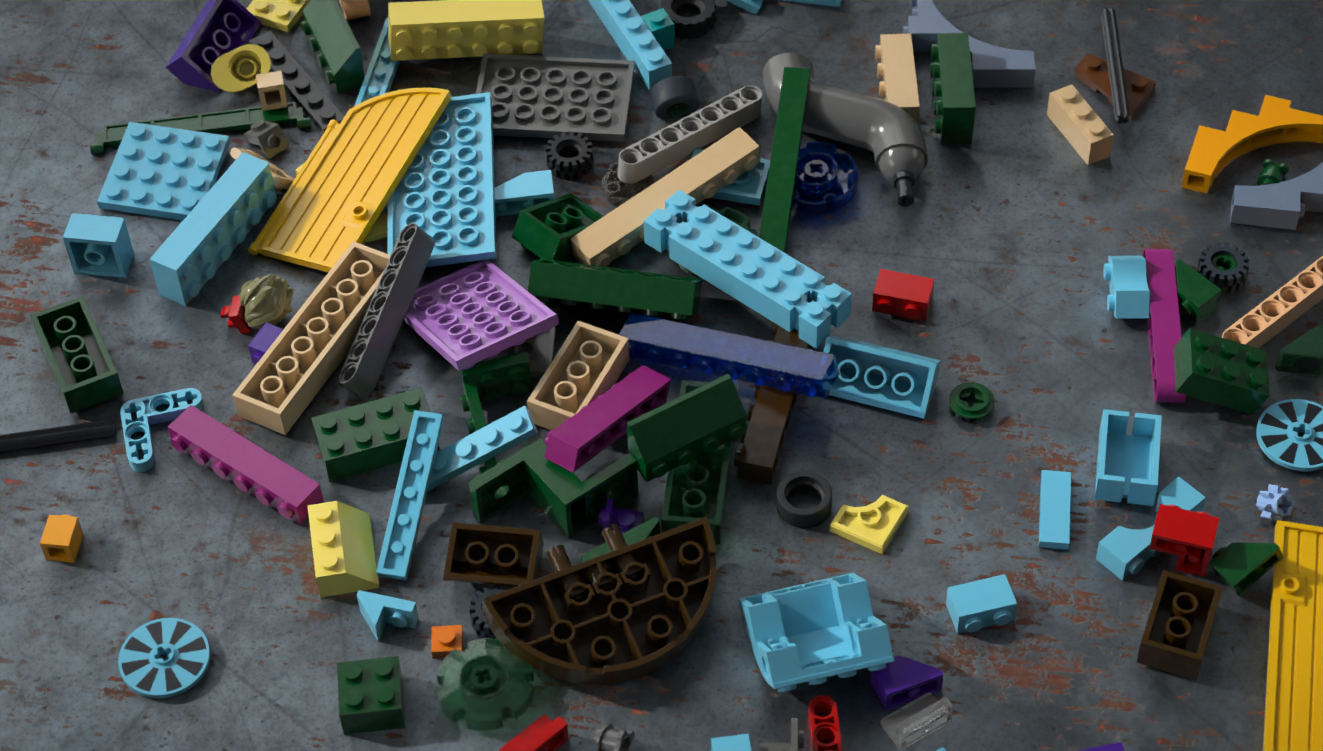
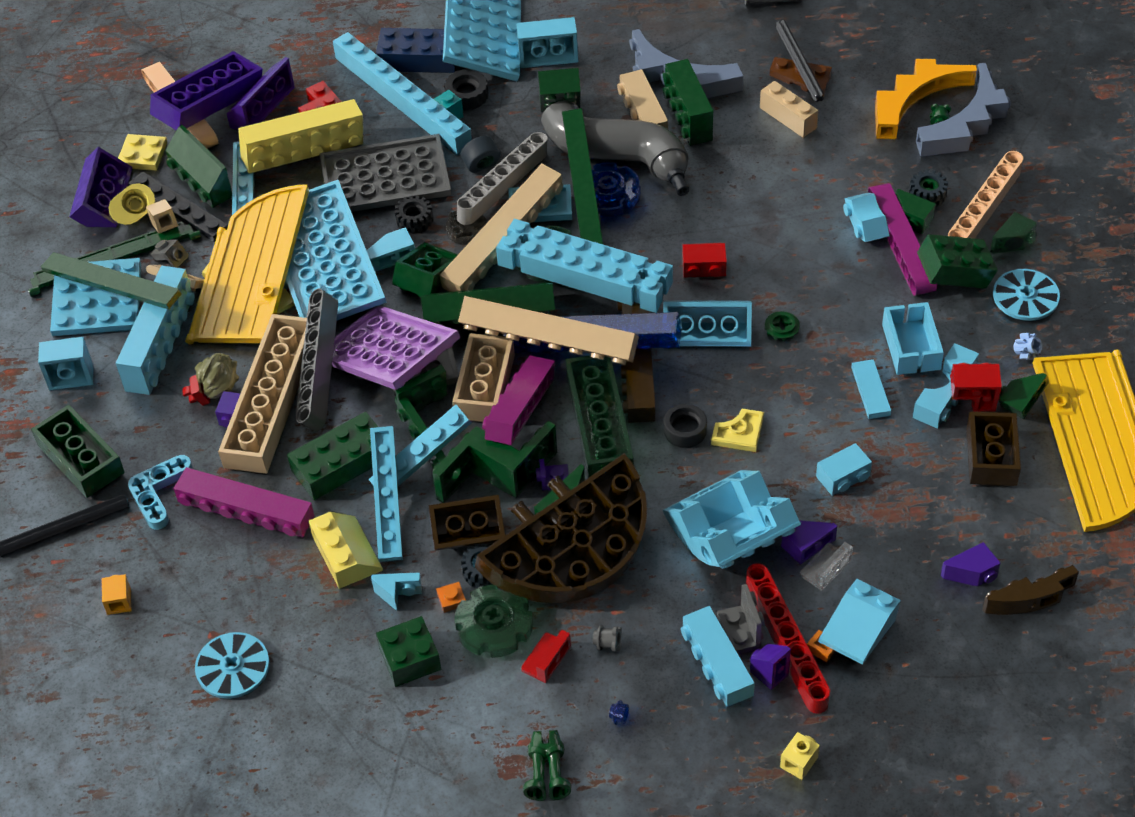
camera: 15 degrees left, 0 degrees up
(181, 157) = (111, 280): none -> tile
(669, 338) = (548, 329): none -> tan brick
(686, 428) = (586, 392): dark green slope -> none
(795, 34) = (559, 86): none -> dark green brick

